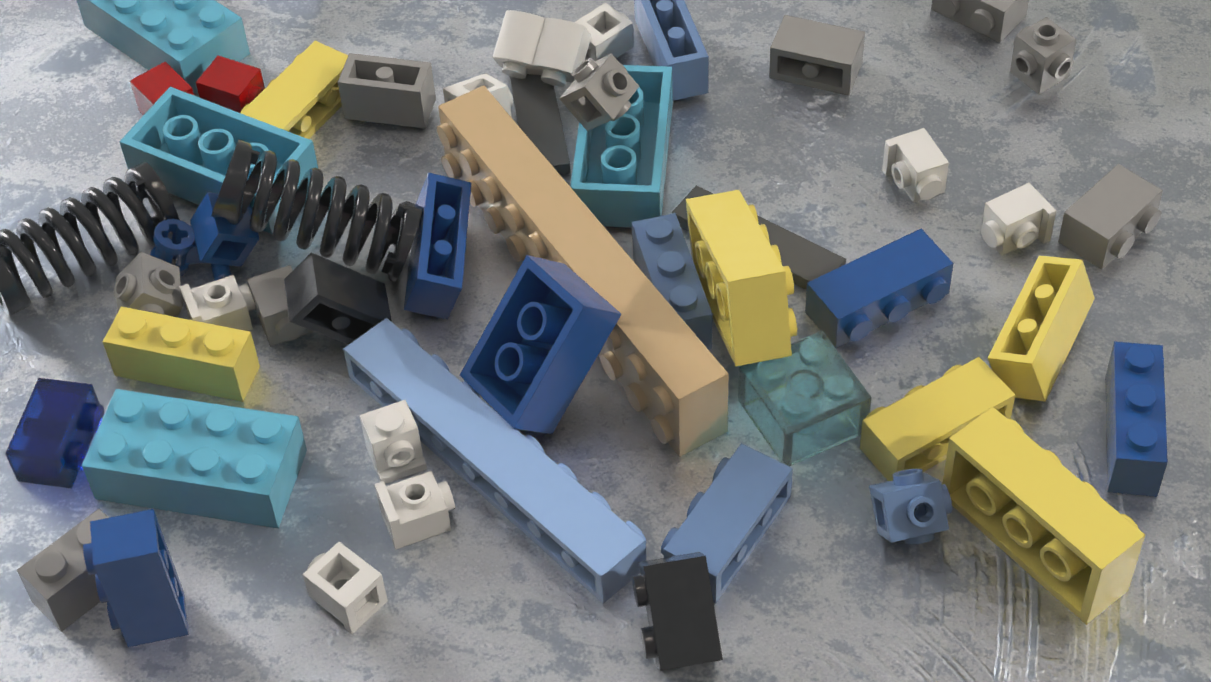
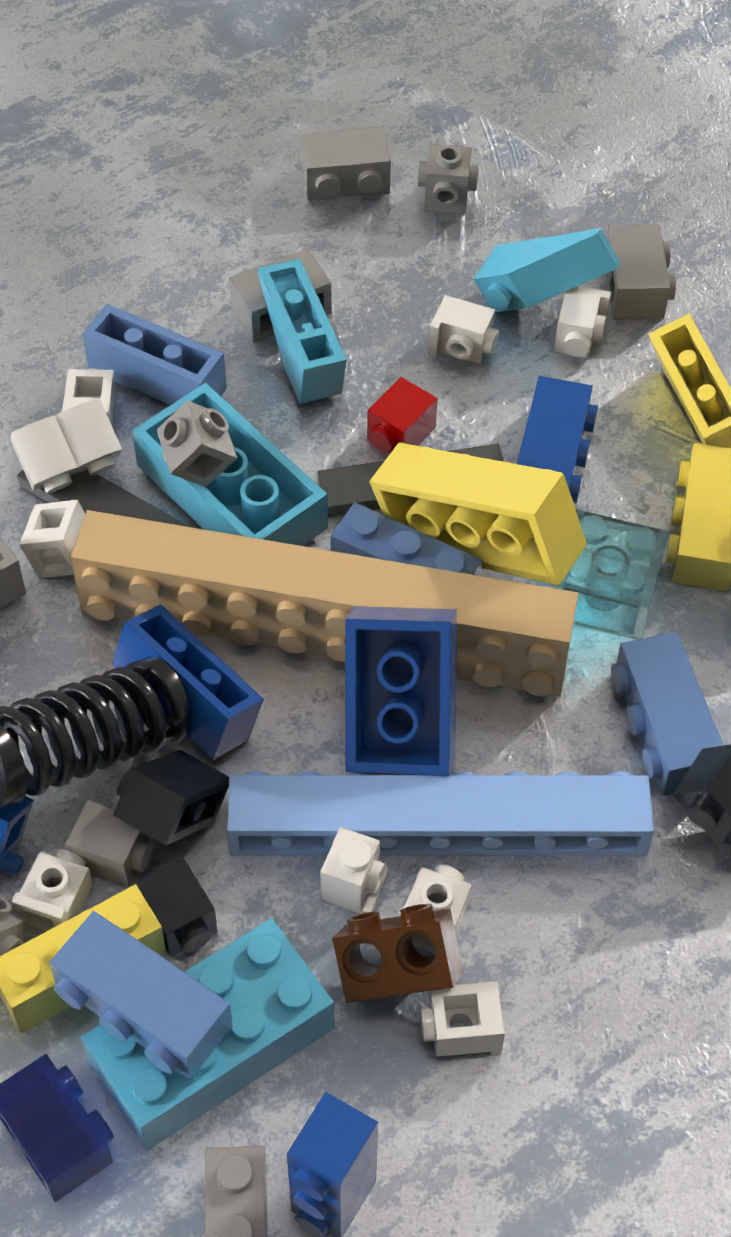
camera: 50 degrees left, 5 degrees up
(155, 386) = (140, 996): none -> medium blue brick
(270, 374) = (180, 907): none -> black brick
(344, 504) = (402, 967): none -> reddish brown brick
(788, 83) = (302, 332): none -> medium azure slope
(794, 192) = (401, 416): none -> red brick
(1016, 157) = (541, 268): none -> medium azure slope

